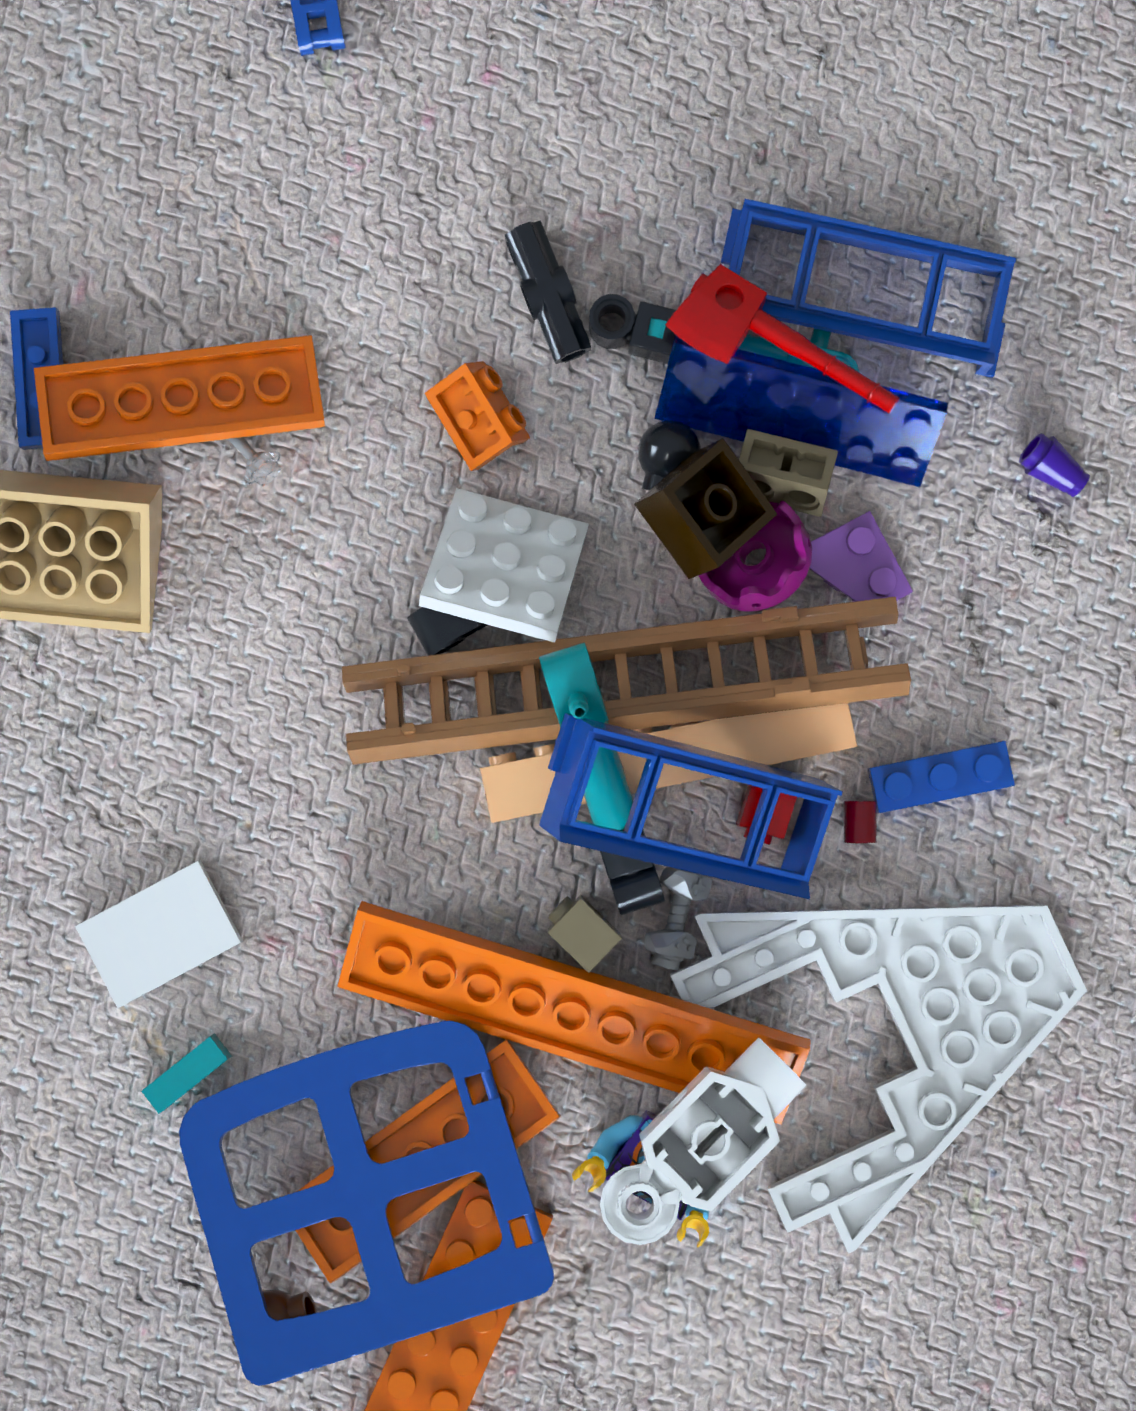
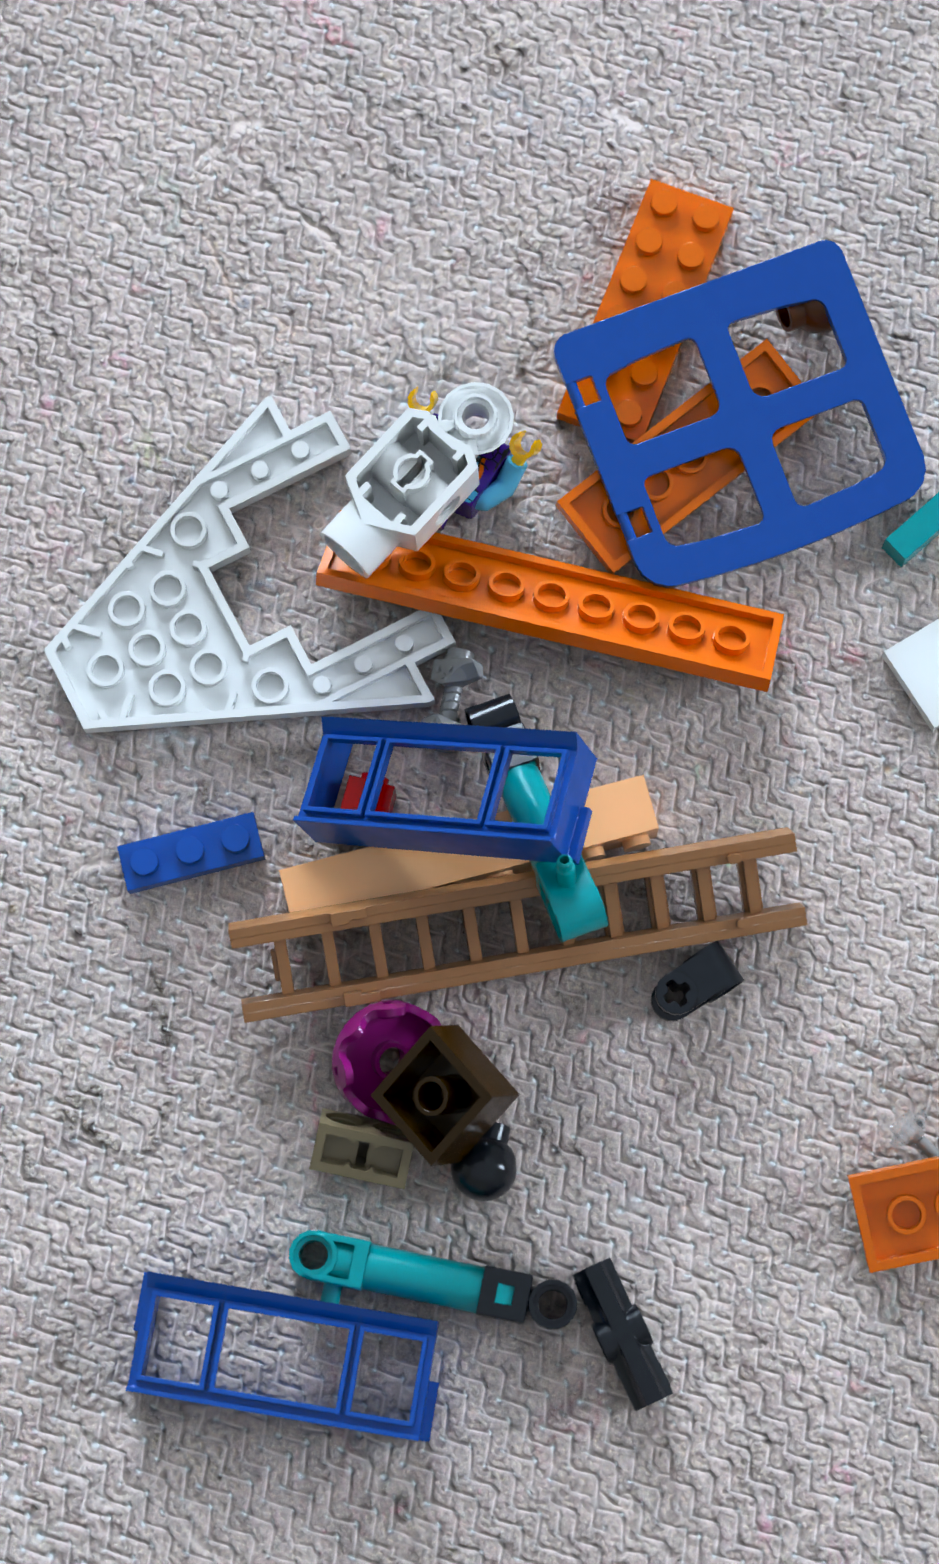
camera: 175 degrees right, 10 degrees down
(477, 413) = (686, 1198): orange bracket -> none
(504, 565) = (648, 1035): white plate -> none
(582, 931) = (544, 674): dark tan brick -> none
(728, 307) = (434, 1310): red piece -> none
(803, 407) = (349, 1216): clear blue plate -> none
(859, 561) = (281, 1064): medium lavender wing -> none
(860, 822) = (272, 802): dark red hinge -> none
(1053, 465) = (81, 1177): dark purple cone -> none

